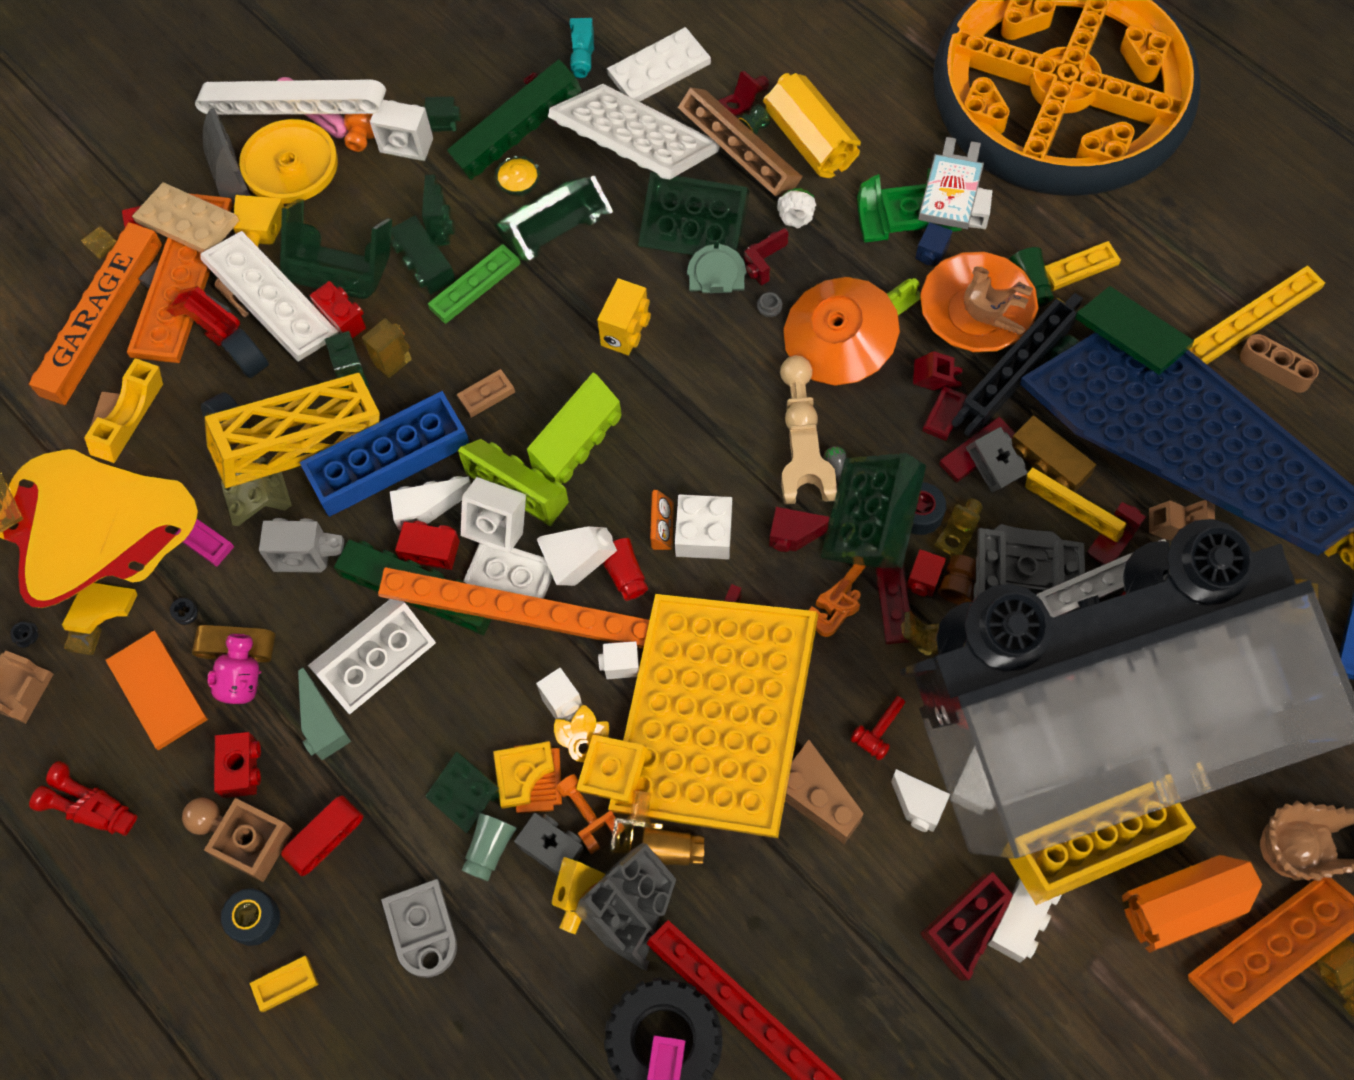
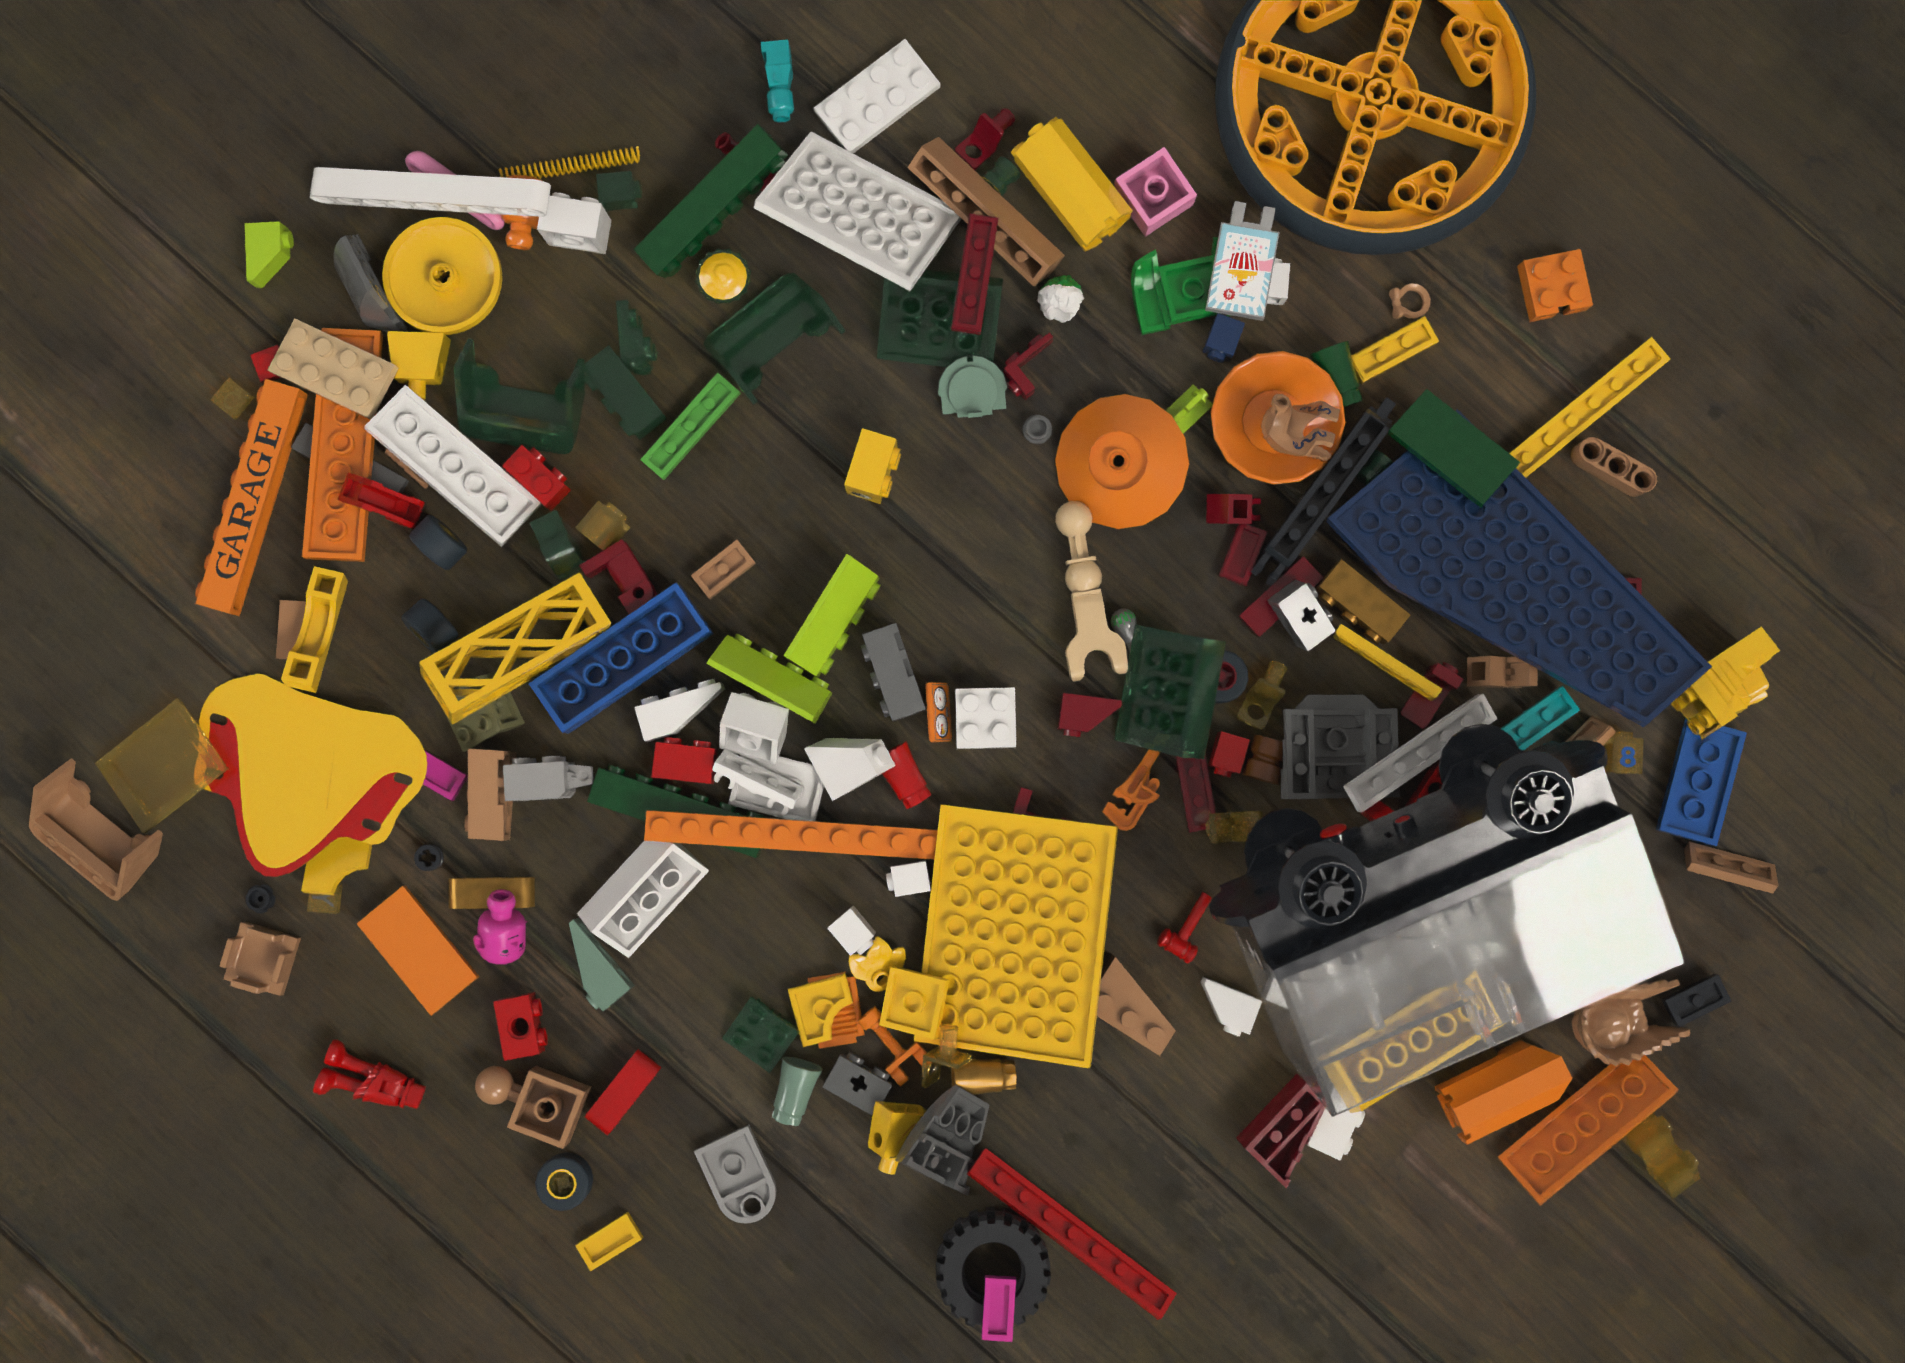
camera: 10 degrees left, 20 degrees up
(152, 138) = (266, 250): none -> lime slope
(244, 566) = (488, 812): none -> medium nougat wedge
(397, 381) = (625, 572): none -> dark red piece
(425, 95) = (582, 167): none -> yellow piece
(489, 562) = (757, 780): none -> white plate
(624, 480) = (892, 673): none -> dark grey wedge
(725, 175) = (974, 274): none -> dark red tile
(882, 135) = (1155, 191): none -> bright pink brick
(1083, 224) = (1399, 311): none -> medium nougat piece
(1218, 219) = (1555, 283): none -> orange piece

